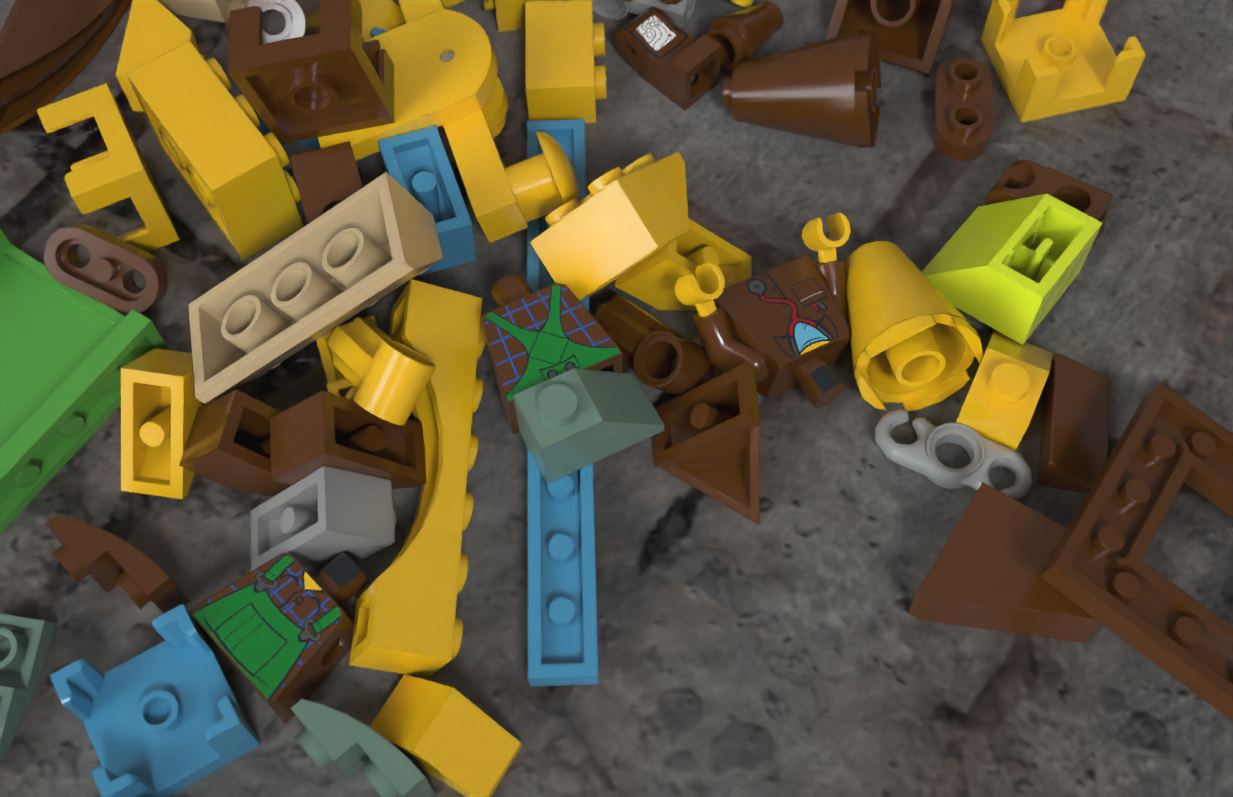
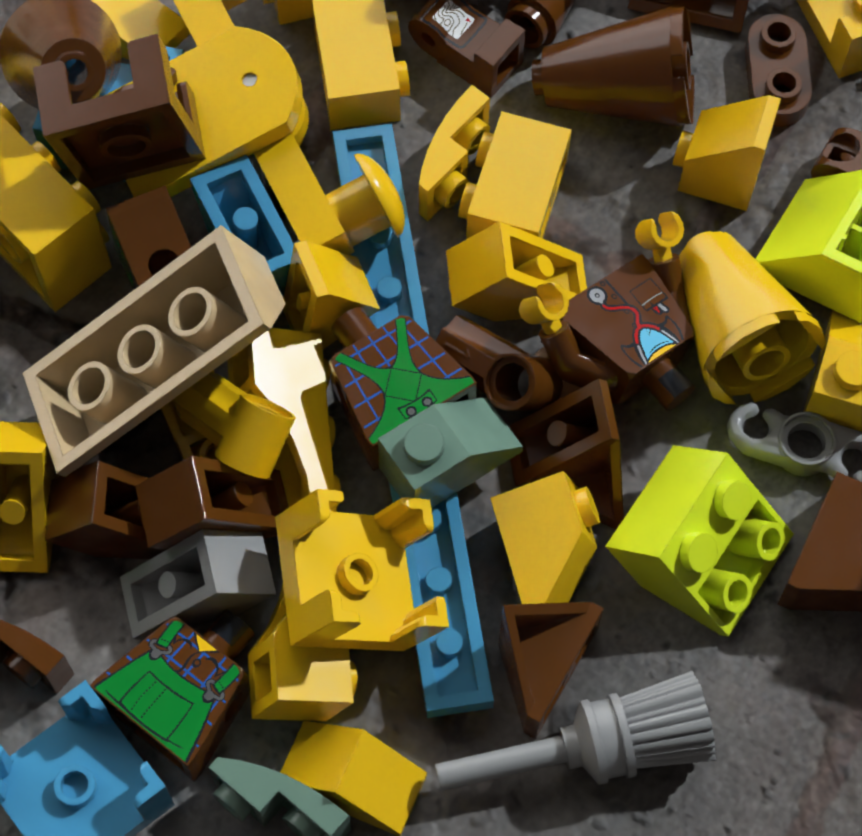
camera: 10 degrees left, 5 degrees up
(469, 530) = (351, 575): none -> yellow panel
(491, 250) = (322, 288): none -> yellow slope
(616, 225) = (451, 248): yellow slope -> none
(647, 131) = (446, 160): none -> yellow slope
(658, 631) = (541, 651): none -> reddish brown slope
(675, 523) = (547, 536): none -> yellow slope
(711, 729) = (607, 738): none -> light grey piece
(715, 167) = (518, 175): none -> yellow brick
(835, 535) = (701, 537): none -> neon yellow slope
(904, 170) = (726, 151): none -> yellow slope

